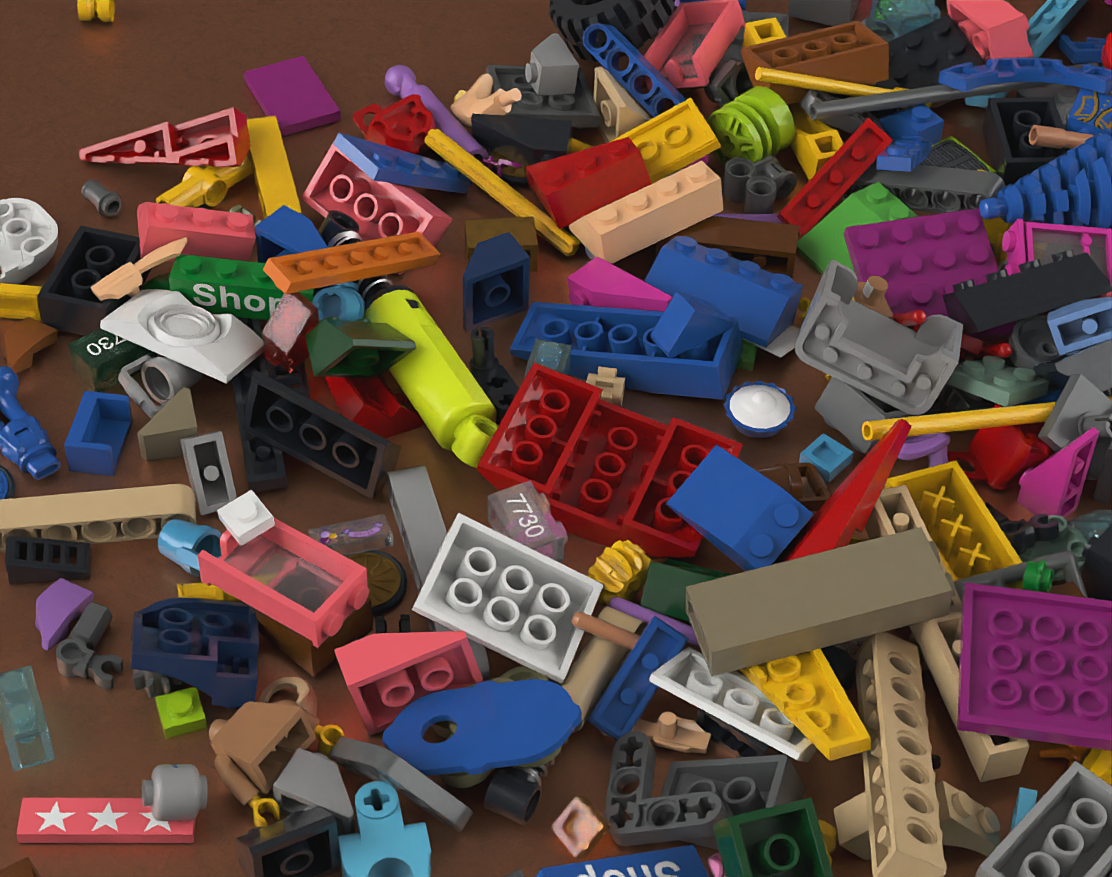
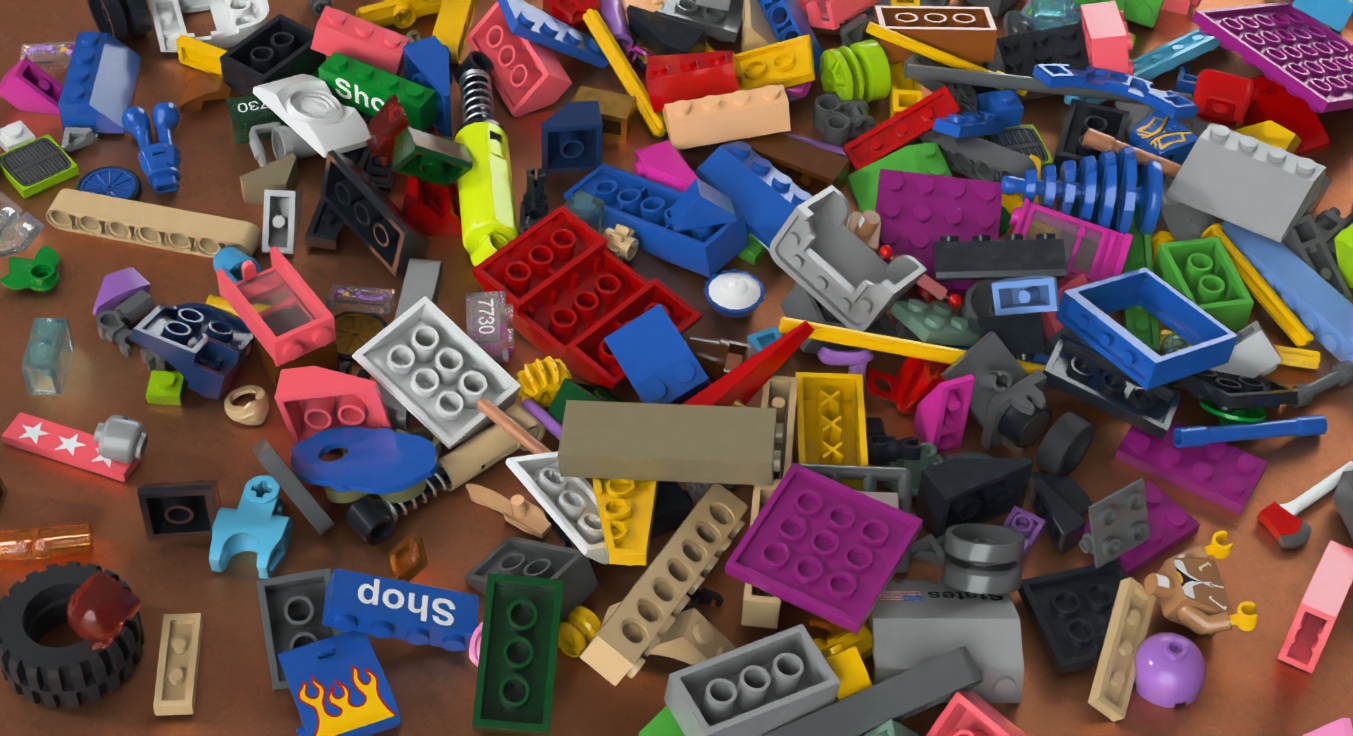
camera: 20 degrees right, 0 degrees up
(24, 551) = (113, 240): black slope -> none
(98, 433) = (216, 171): blue panel -> none
(128, 277) = (290, 61): light nougat piece -> none
(246, 517) = (264, 254): white plate -> none
(259, 744) = (205, 425): medium nougat torso -> none
(312, 782) = (228, 465): light grey slope -> none
(340, 302) = (438, 120): dark azure piece -> none
(350, 262) = (457, 90): orange plate -> none
(631, 688) = (494, 476): blue tile -> none
(646, 810) = (453, 562): dark grey beam -> none
(1038, 576) = (863, 478): green plate -> none

